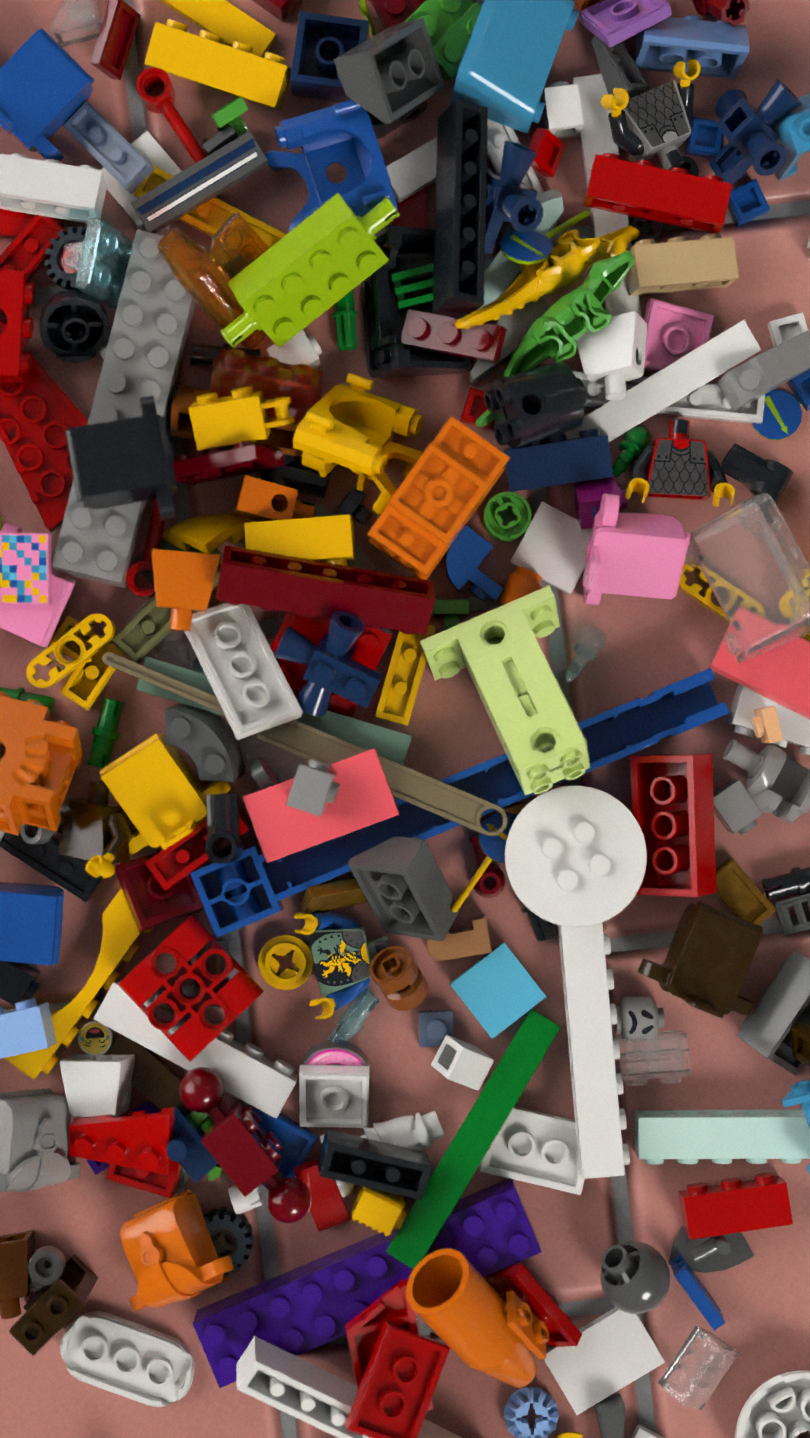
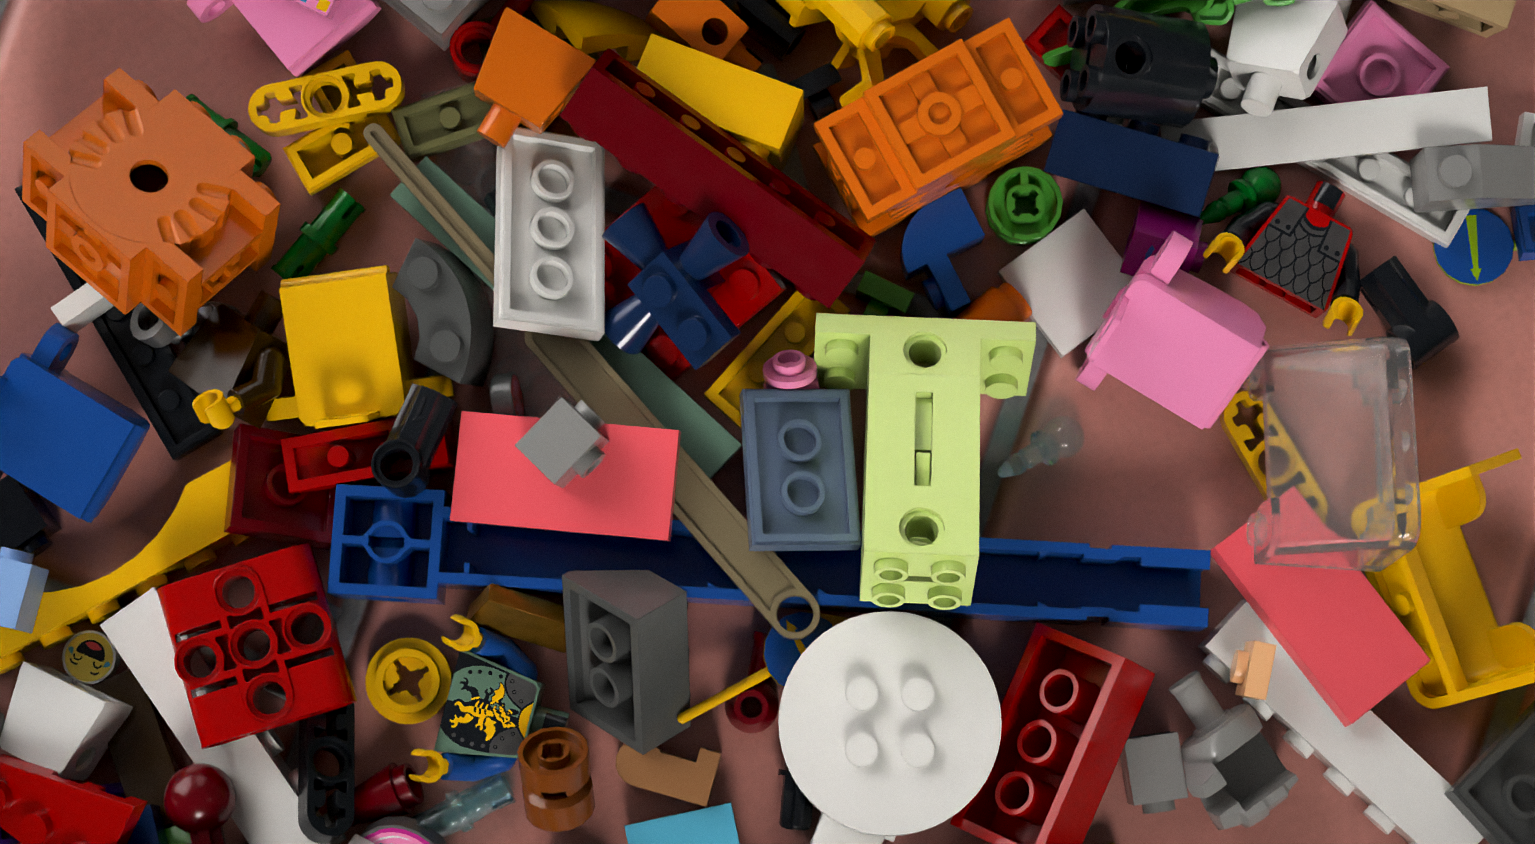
camera: 35 degrees right, 5 degrees down
(281, 1052) = (341, 803): none -> black beam
(303, 1034) = (387, 794): none -> dark red cone
(420, 683) = (790, 371): none -> bright pink plate
(453, 735) = (799, 470): none -> sand blue tile

